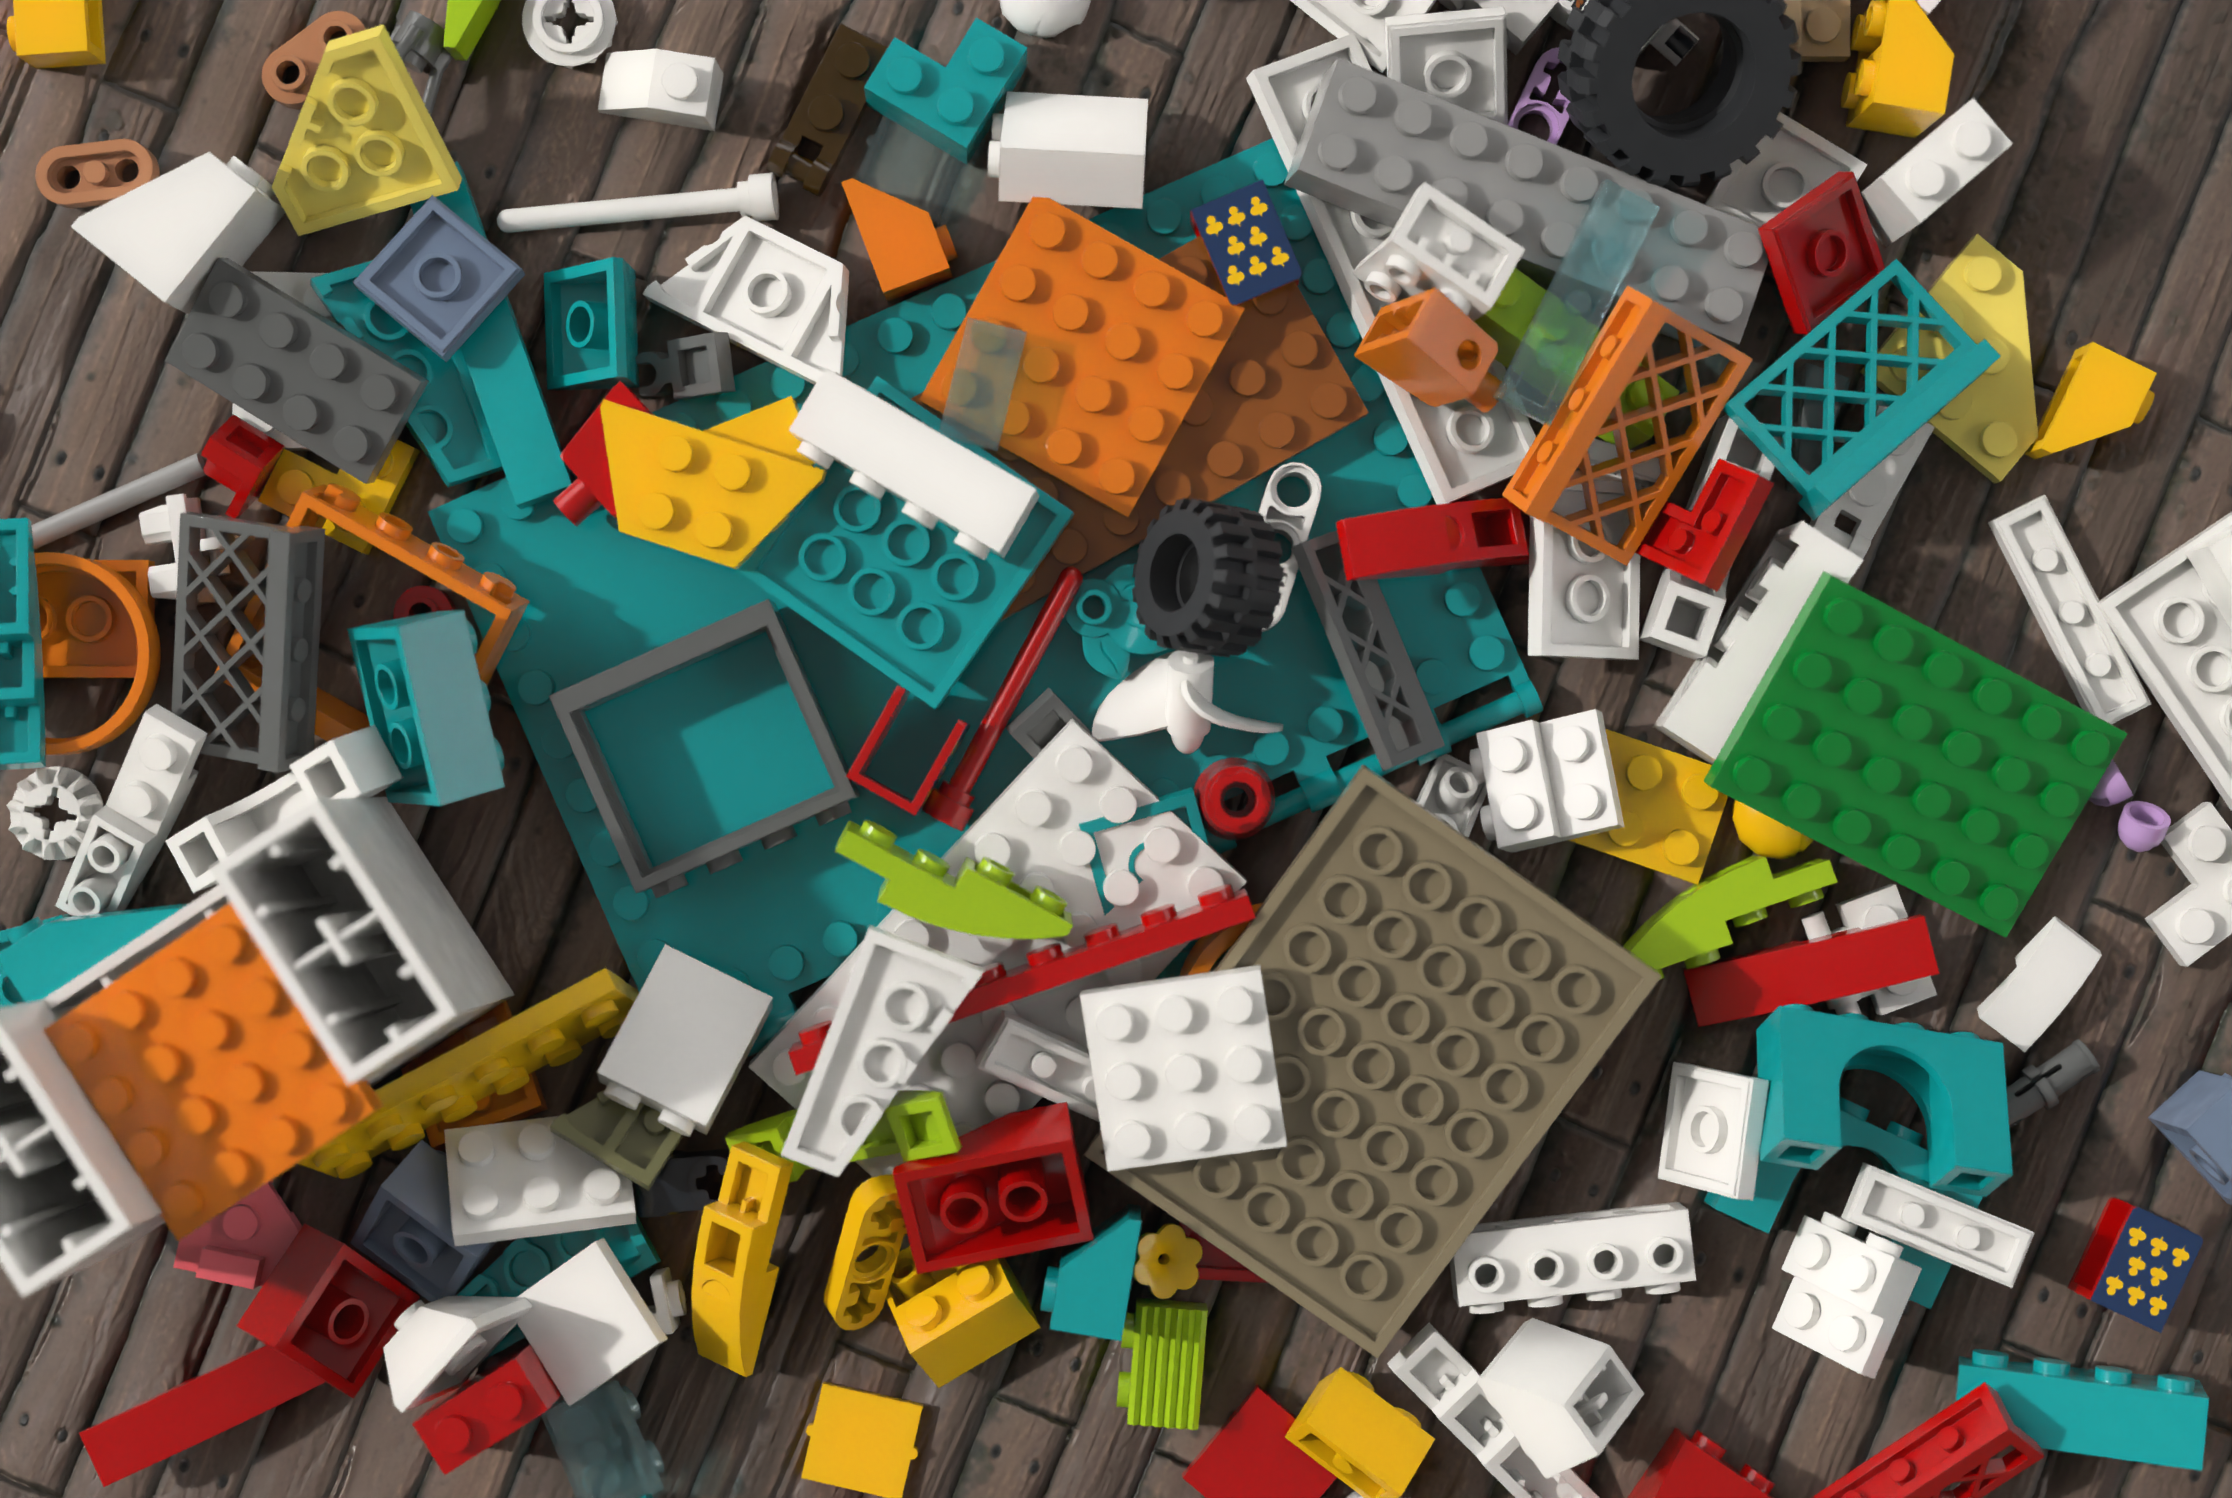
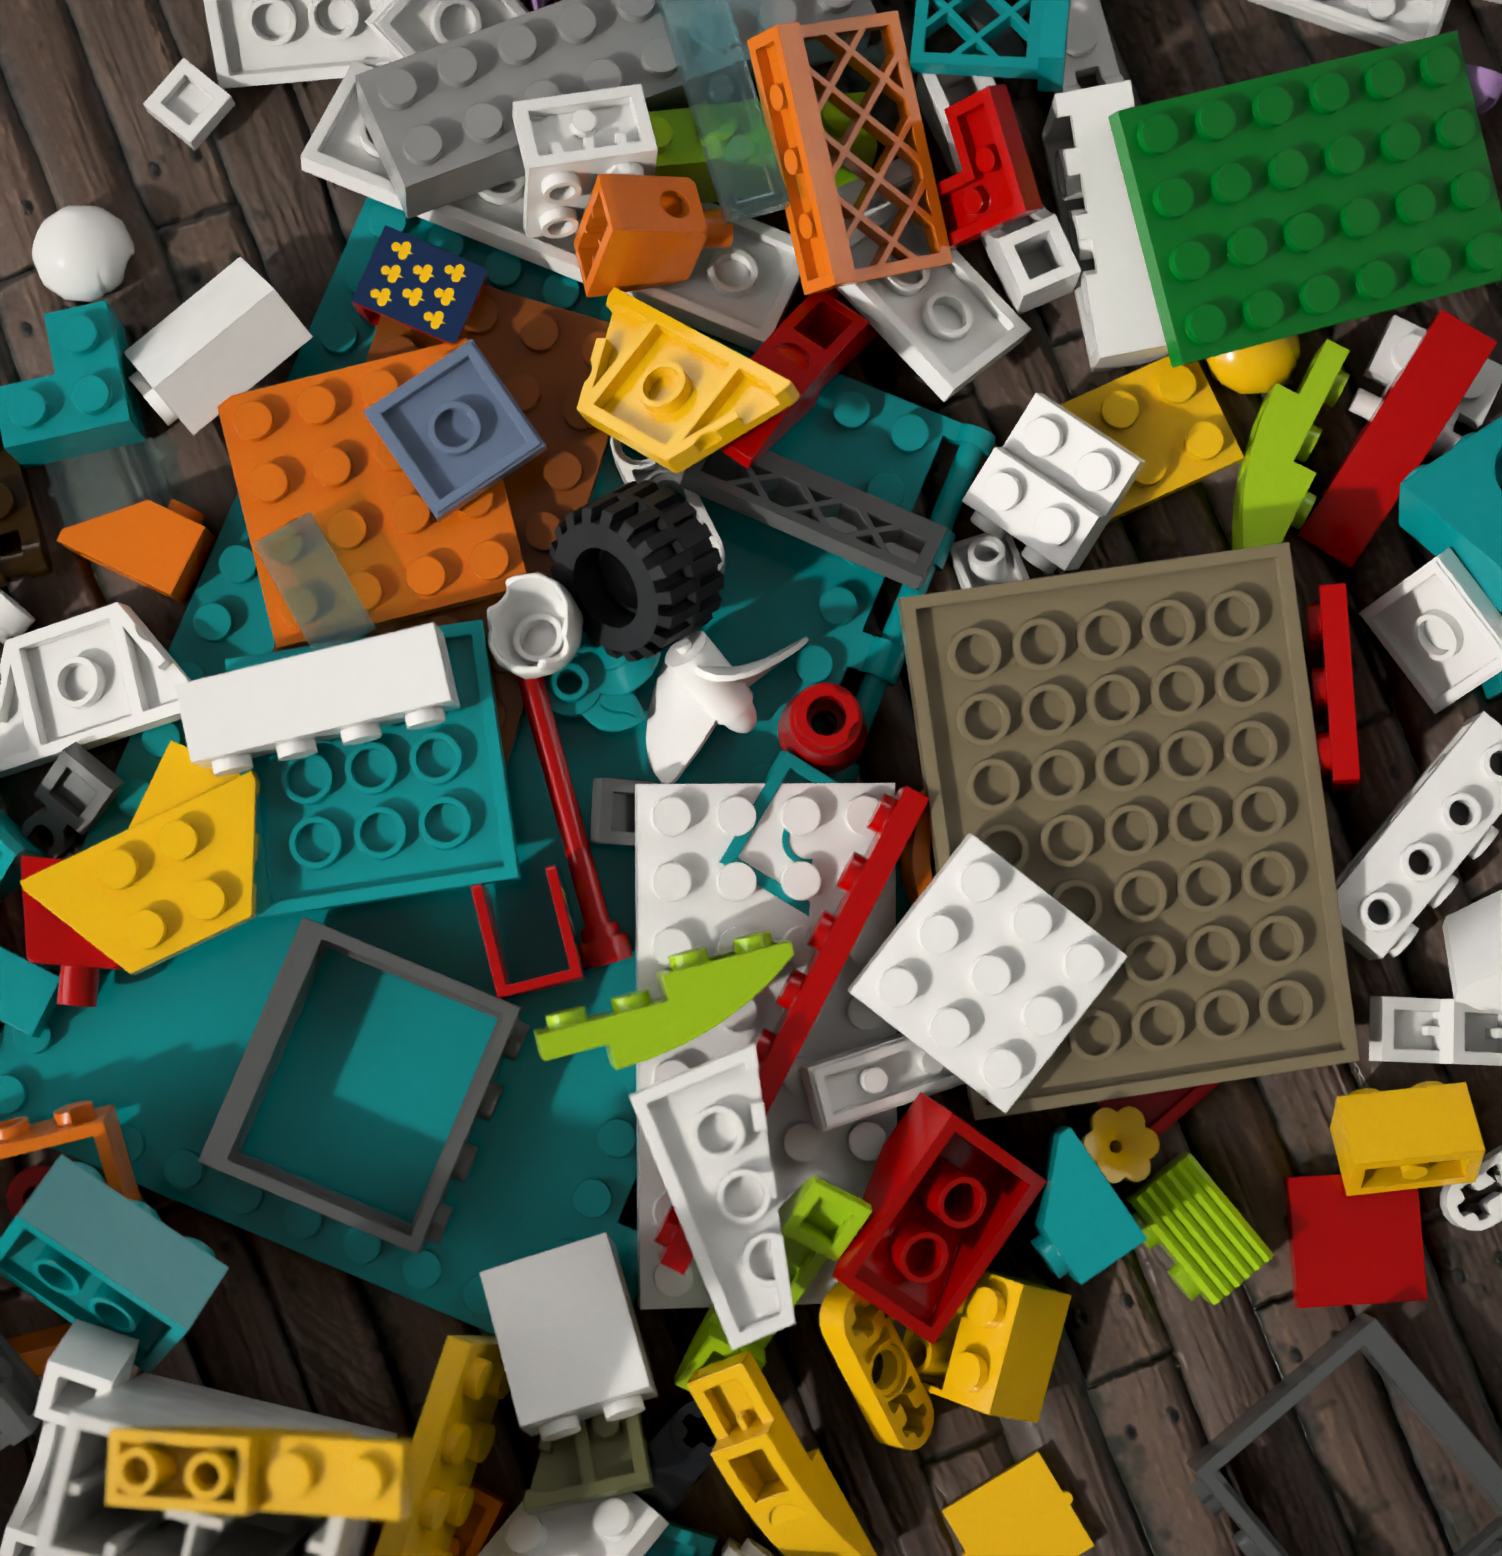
camera: 45 degrees left, 5 degrees down
(403, 952) = (259, 1471): none -> yellow slope
(1103, 551) = (534, 626): none -> white hair
(1175, 368) = (455, 430): none -> sand blue plate
(1348, 478) = (674, 387): none -> yellow wing
(1601, 1098) = (1334, 687): none -> red plate

